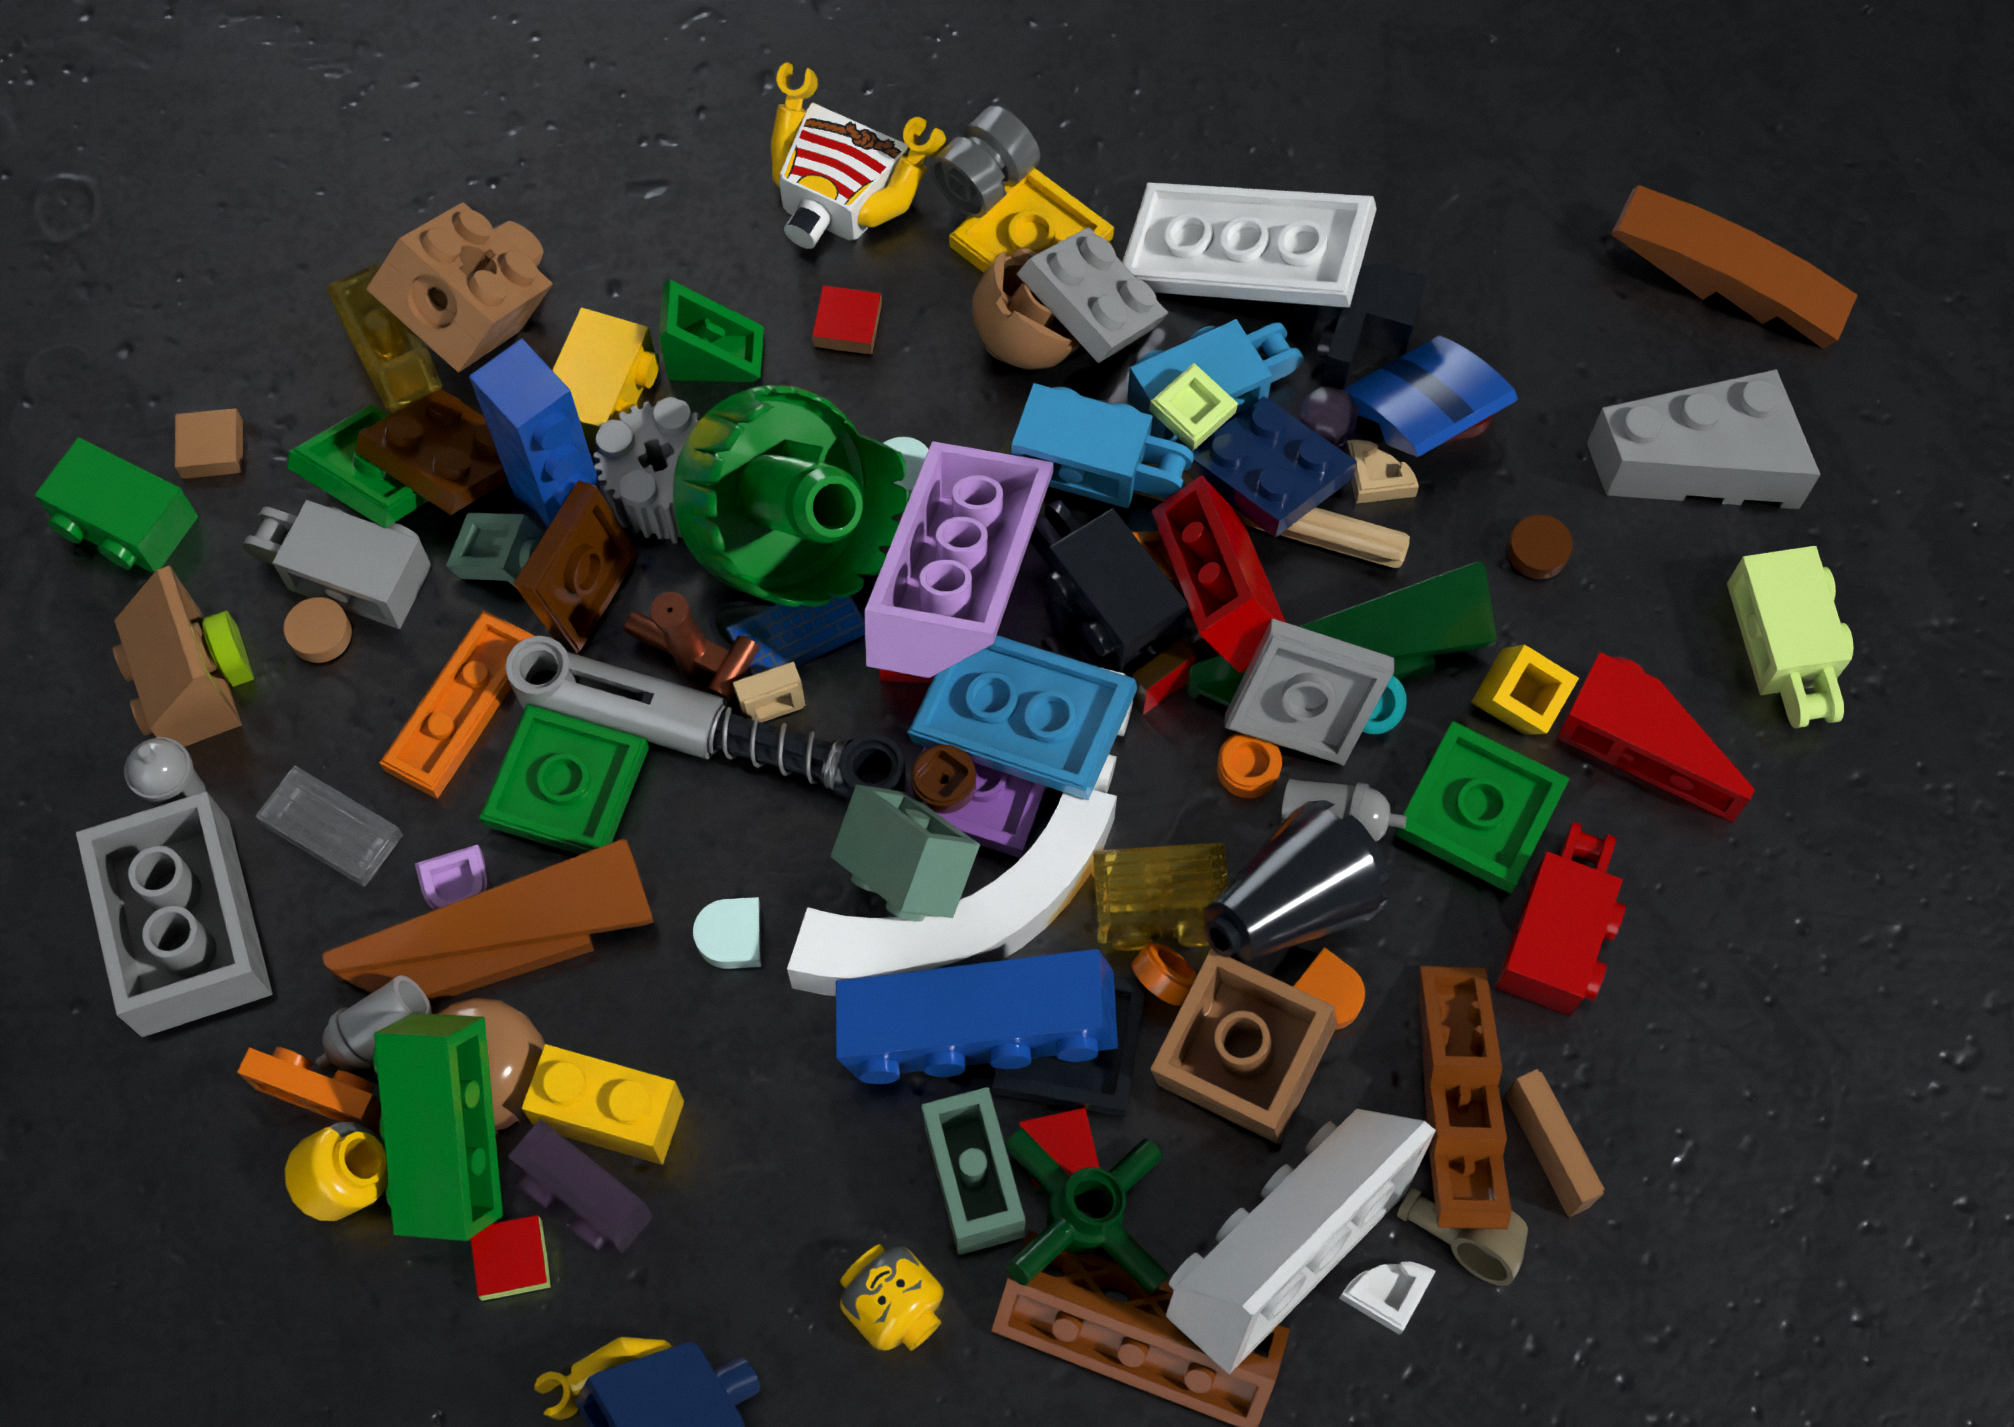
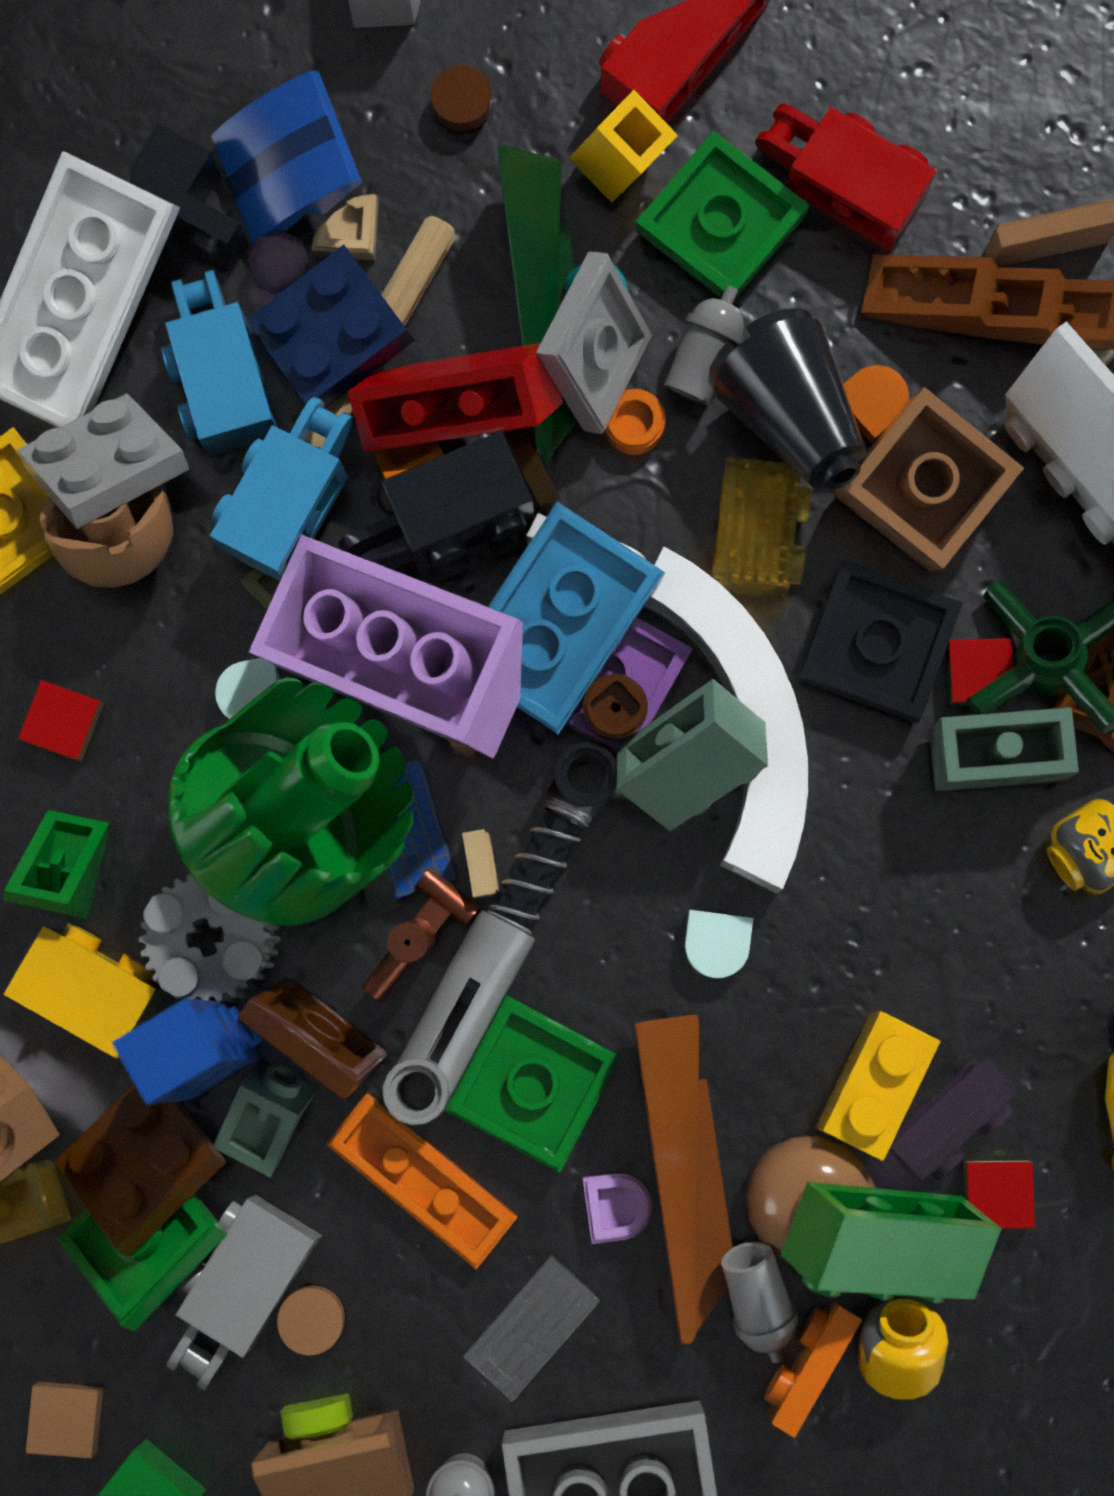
camera: 75 degrees left, 15 degrees up
(976, 1016) = (861, 720): blue brick -> none
(1164, 973) = (836, 540): orange tile -> none
(1193, 406) = (262, 385): yellowish green tile -> none

